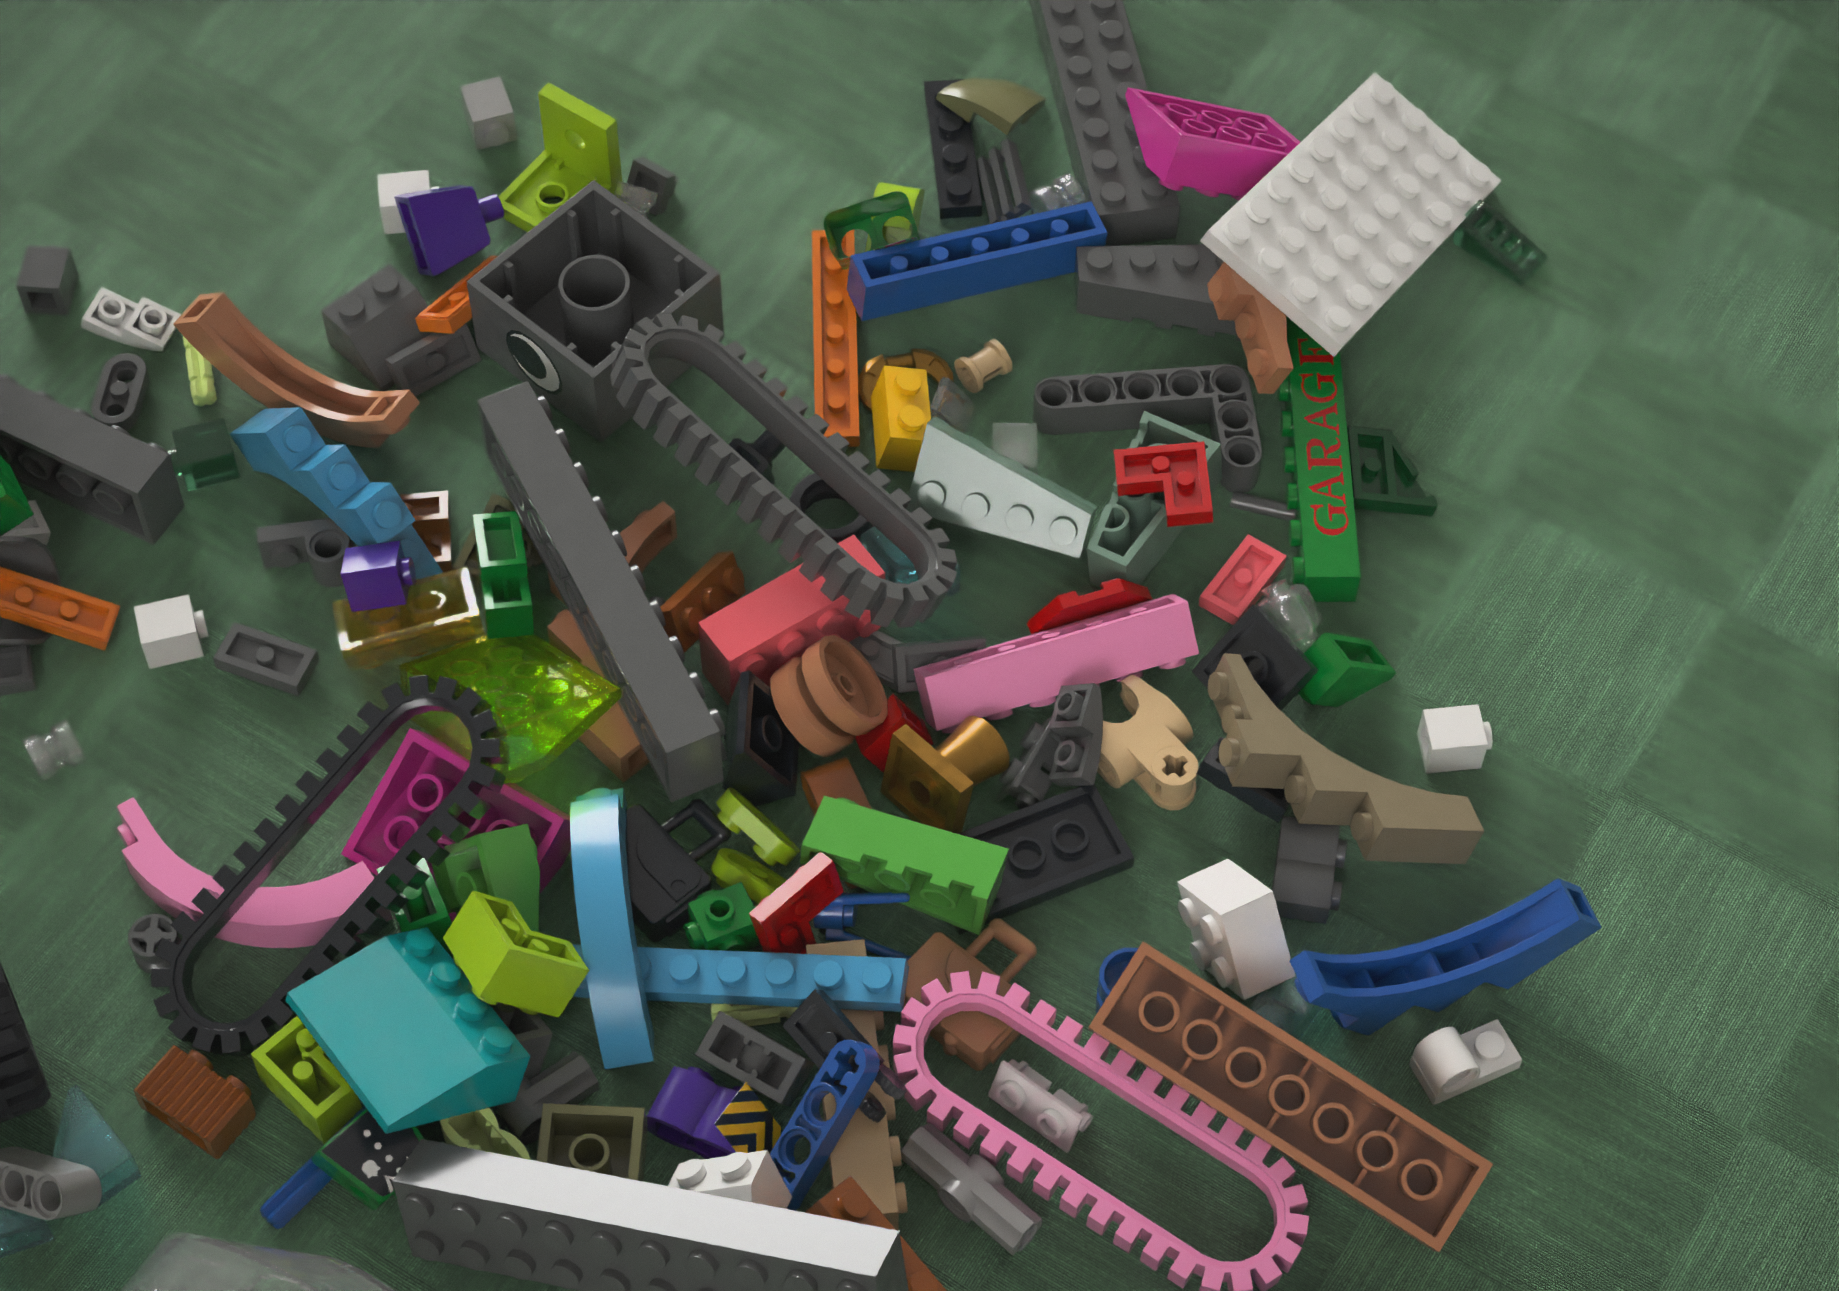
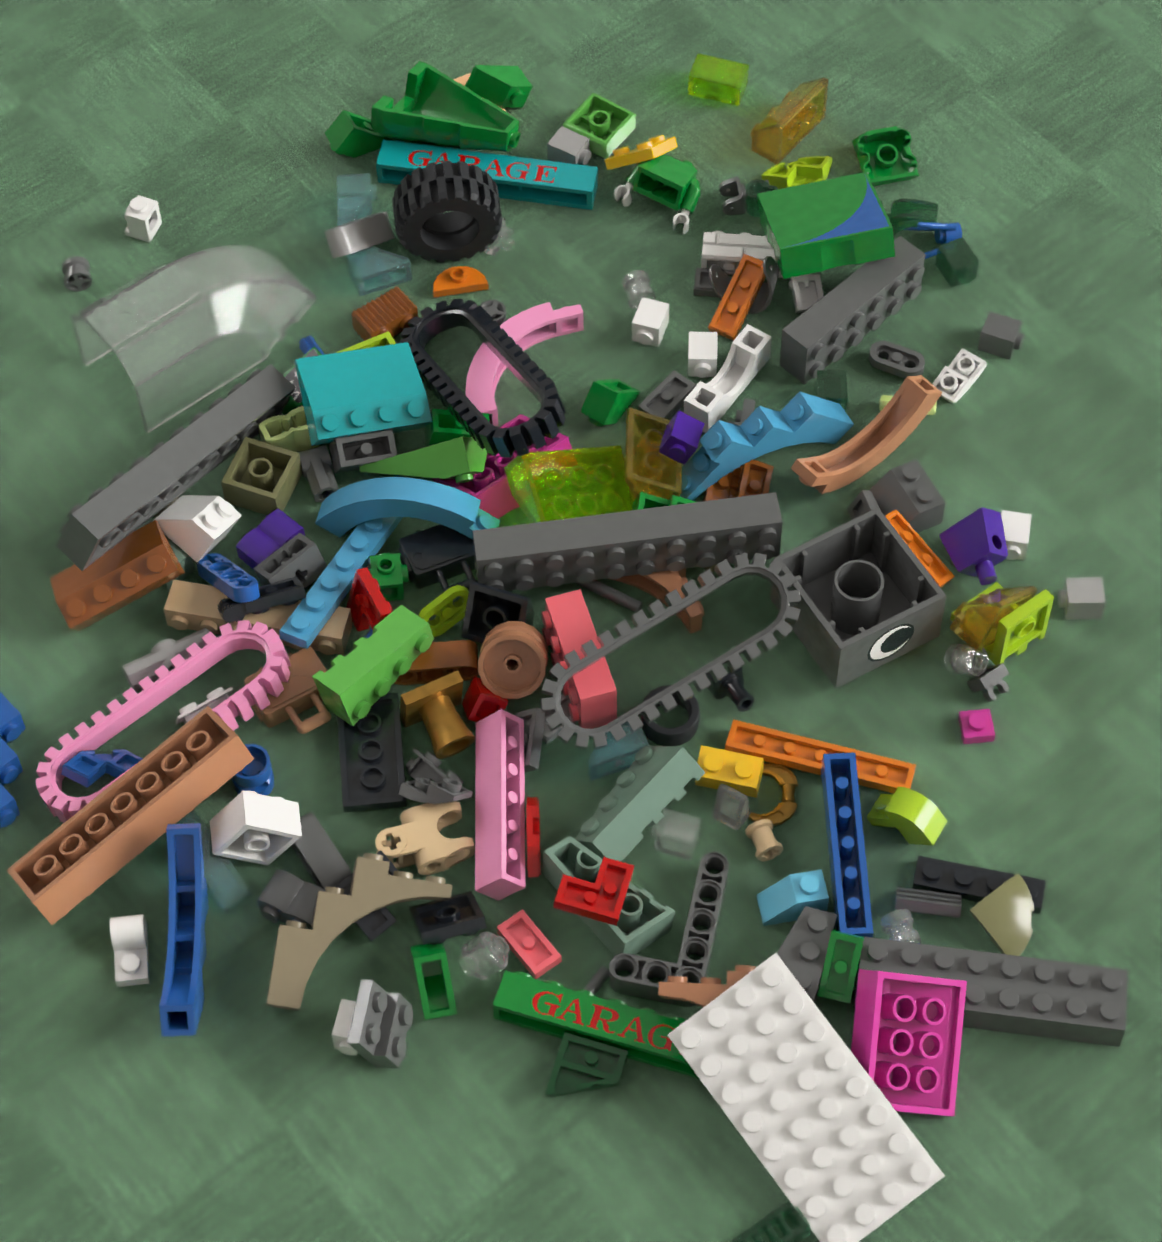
camera: 110 degrees right, 0 degrees up
(79, 1024) = (458, 281): none -> orange plate
(120, 716) = (650, 322): none -> white brick
(169, 567) = (744, 361): none -> white arch
(293, 727) = (608, 401): none -> green slope
(510, 960) = (376, 438): lime brick -> none
(570, 151) = (979, 619): none -> clear yellow slope
(704, 594) = (609, 608): dark orange plate -> none
(721, 192) = (976, 726): none -> dark pink plate
(736, 867) = (411, 597): lime plate -> none
(748, 1123) = (248, 551): sticker -> none
(859, 216) = (878, 758): green piece -> none
(1056, 313) = (789, 896): none -> medium azure slope
(1140, 225) = (841, 966): none -> green plate
(1202, 1220) = (88, 767): none -> blue tile
(1238, 837) = (319, 854): none -> dark grey beam
(1459, 686) = (380, 1025): none -> dark grey plate

